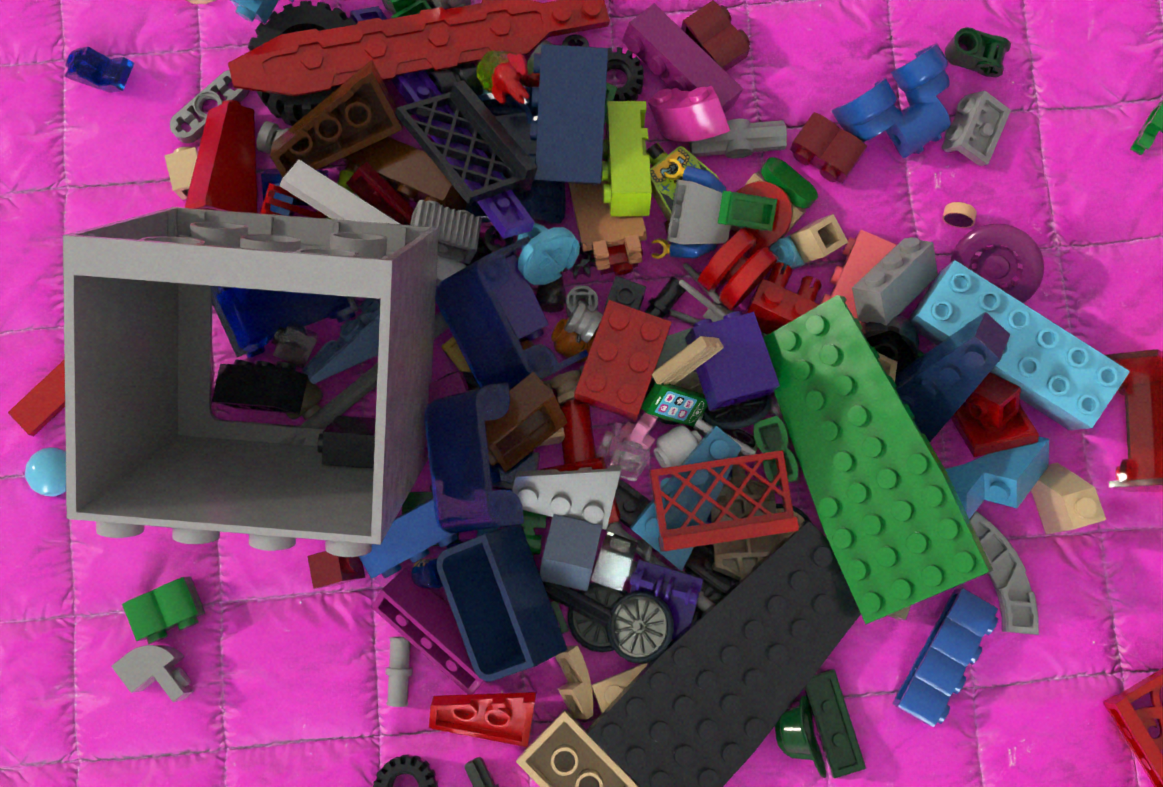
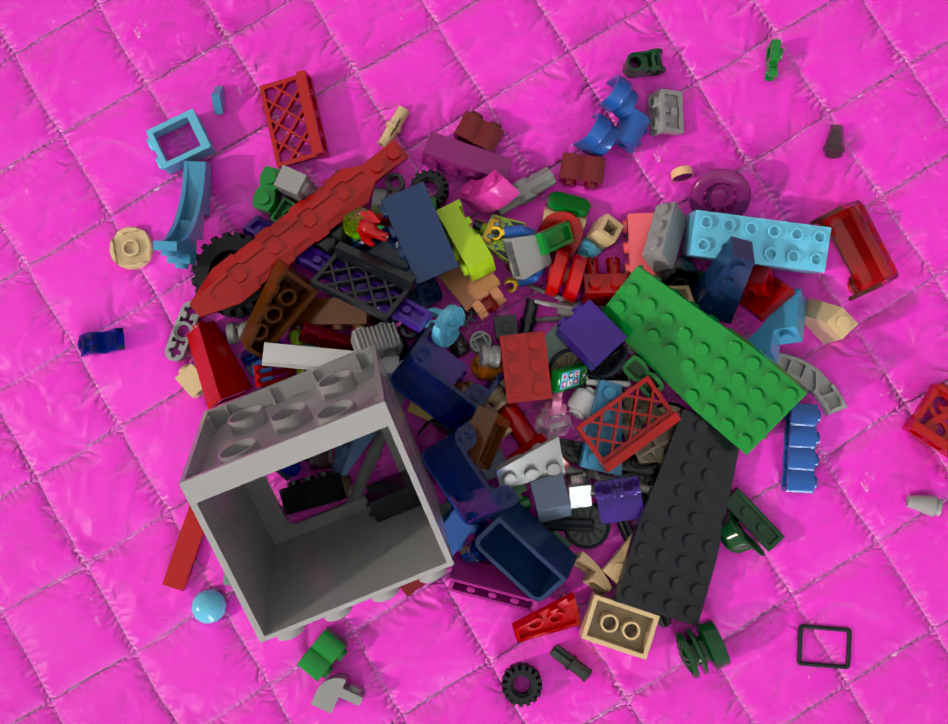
camera: 25 degrees left, 5 degrees up
(398, 672) = (482, 619): light grey pin -> none
(640, 626) = (614, 521): pearl dark grey wheel -> none
(687, 360) = (566, 350): tan tile -> none

